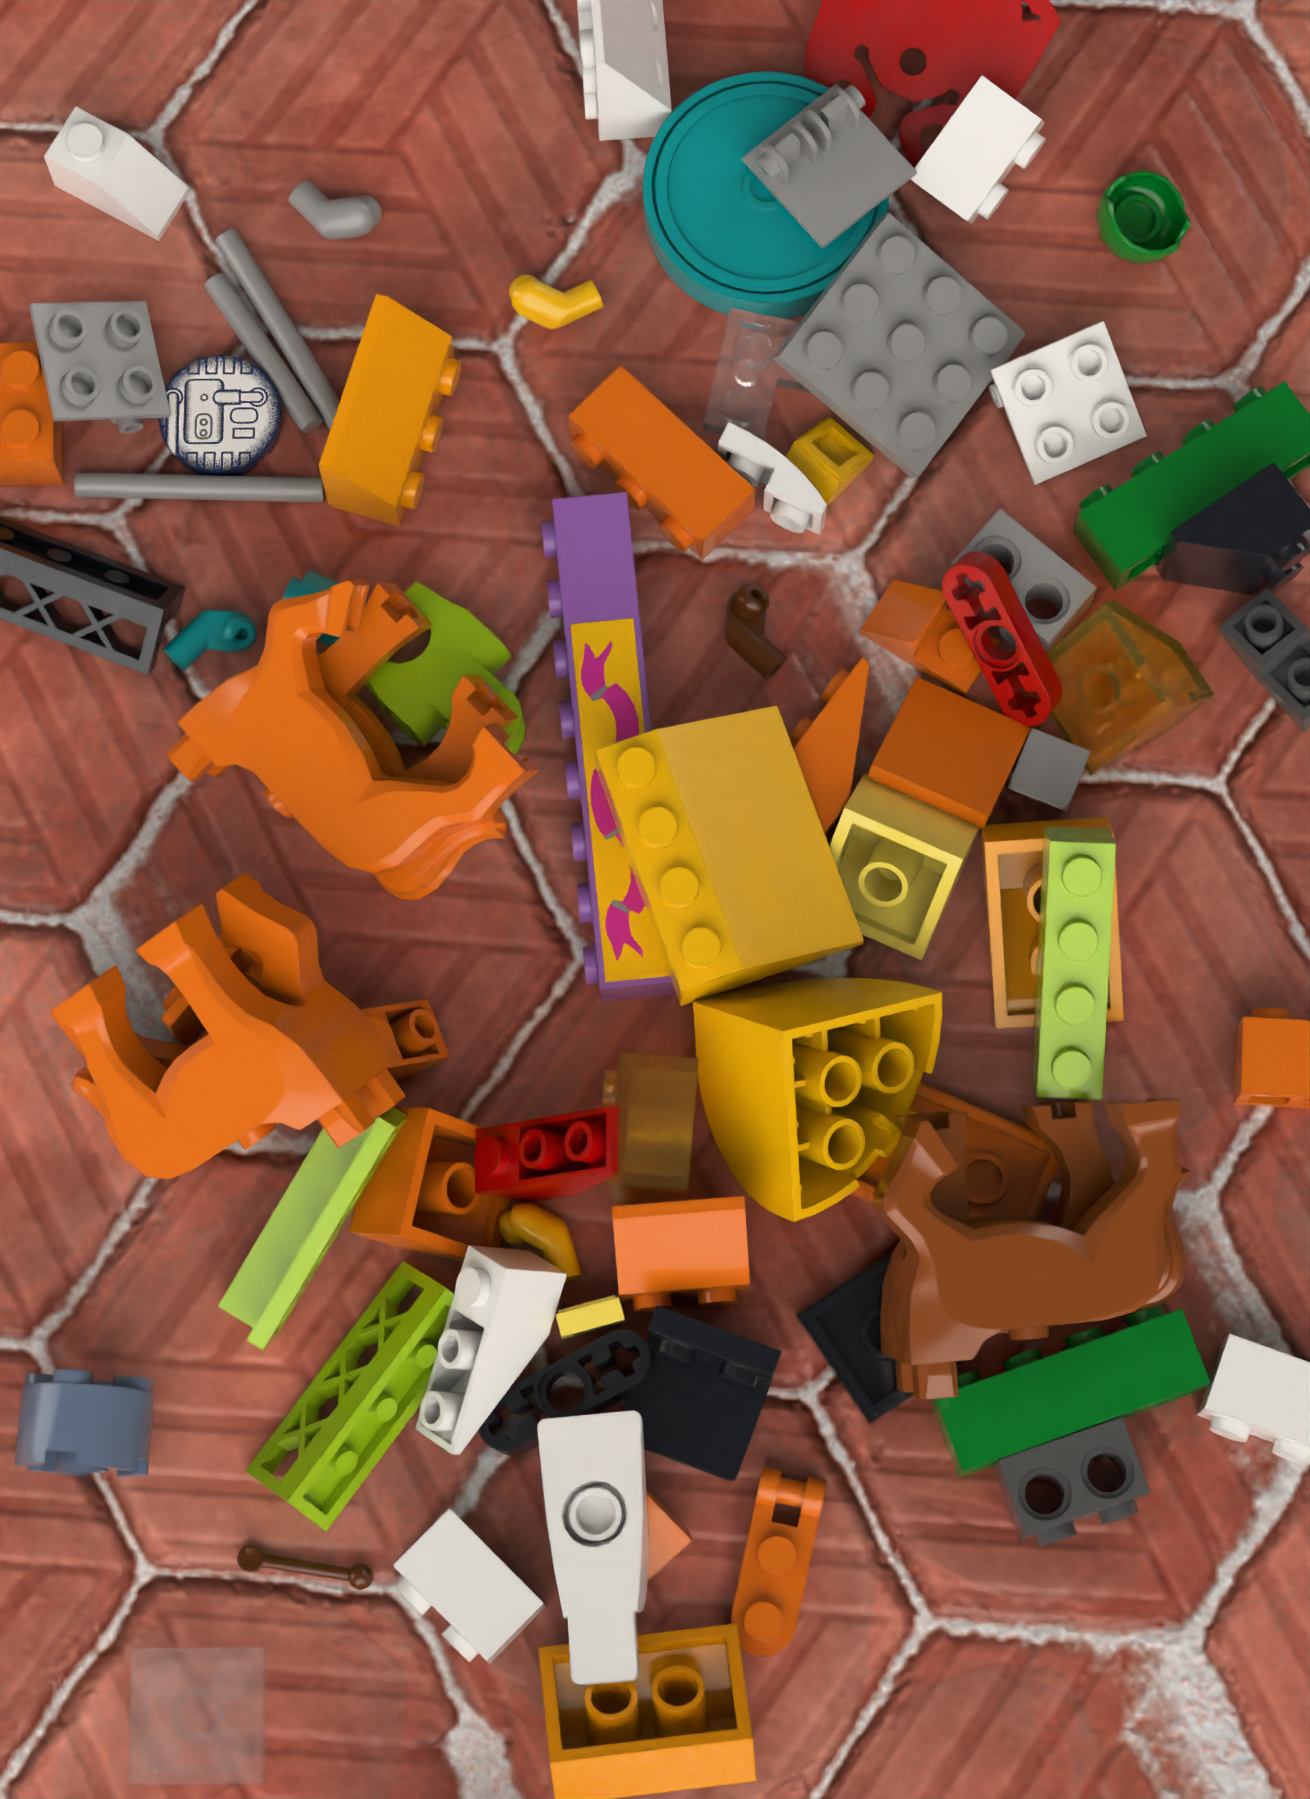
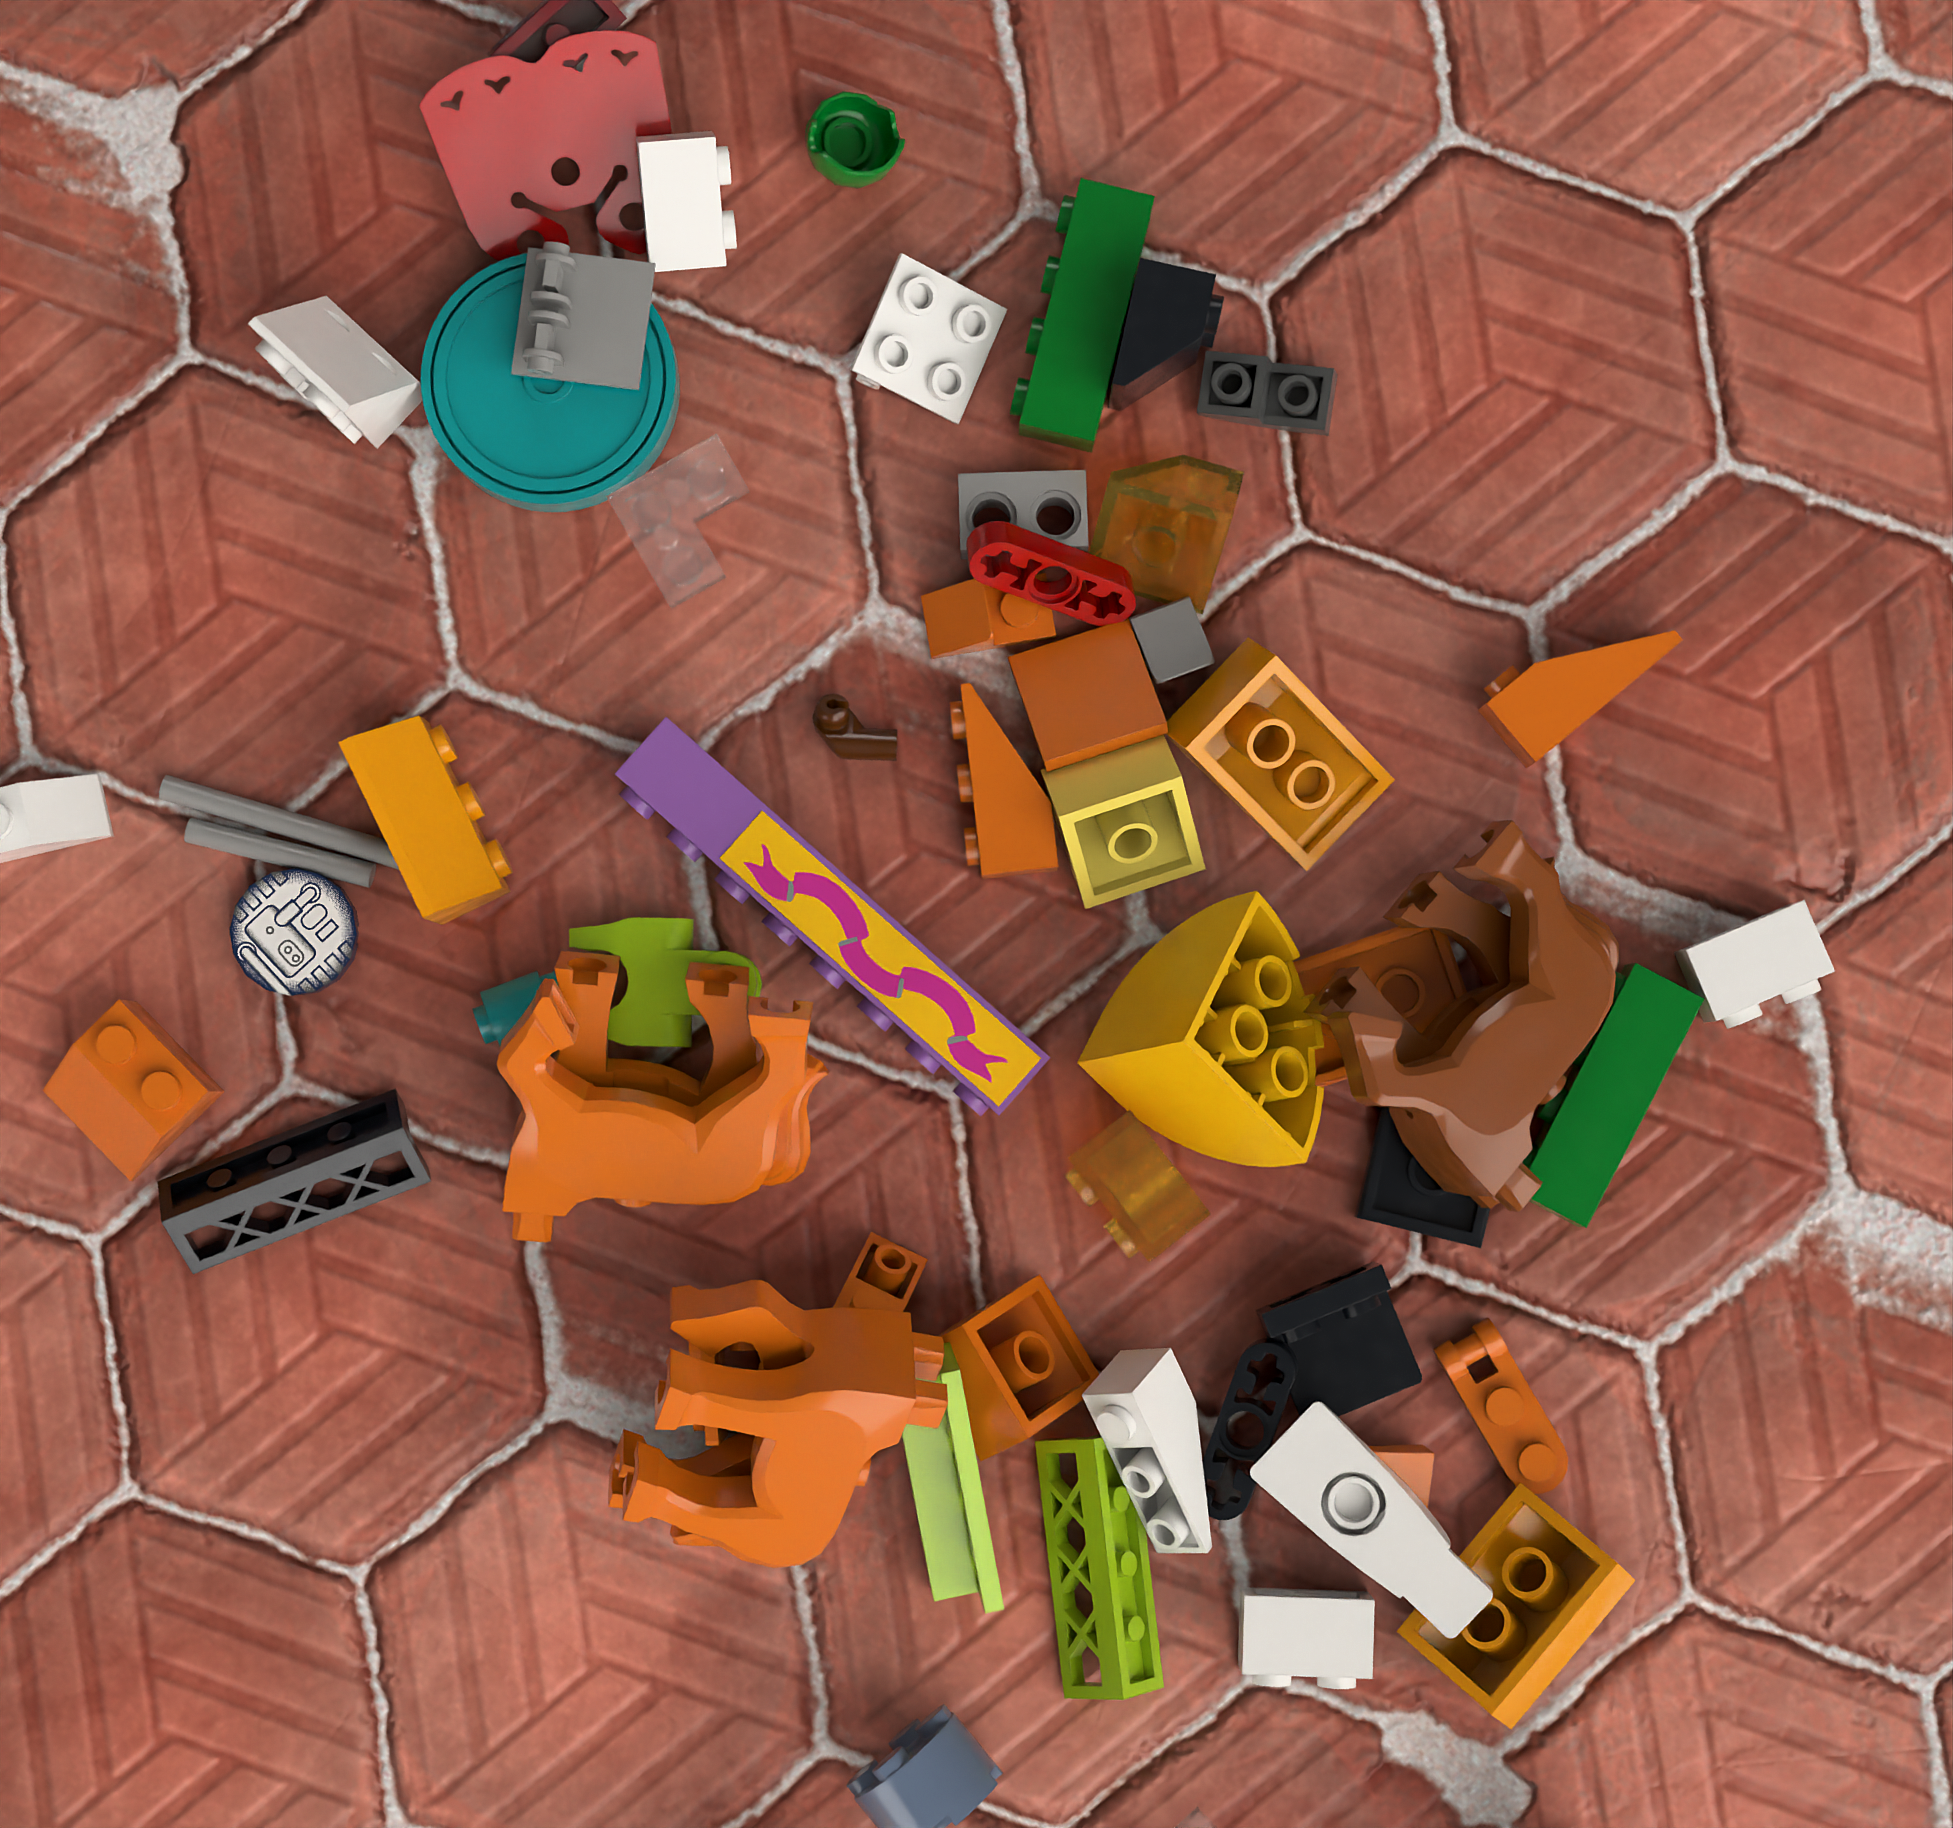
camera: 40 degrees left, 10 degrees up
(100, 362) = (167, 979): light grey hinge -> none
(199, 487) = (330, 1002): light grey bar -> none
(211, 631) = (448, 1103): teal arm -> none
(252, 1560) = (1128, 1753): reddish brown hinge -> none
(338, 217) = (235, 696): light grey arm -> none
(544, 1231) = (1119, 1326): yellow arm -> none
(547, 1155) = (1080, 1278): red slope -> none
(550, 306) = (466, 617): yellow arm -> none
(589, 1317) = (1211, 1359): light yellow tile -> none
(660, 464) = (665, 668): orange brick -> none
(681, 1252) = (1238, 1254): orange slope -> none
(726, 850) = (1001, 927): yellow slope -> none
(788, 492) = (785, 603): white slope -> none
(829, 458) = (785, 549): yellow slope -> none
(899, 345) = (762, 410): light grey plate -> none
(1065, 1466) = (1682, 1169): dark grey brick -> none
(1073, 962) = (1330, 778): lime brick -> none

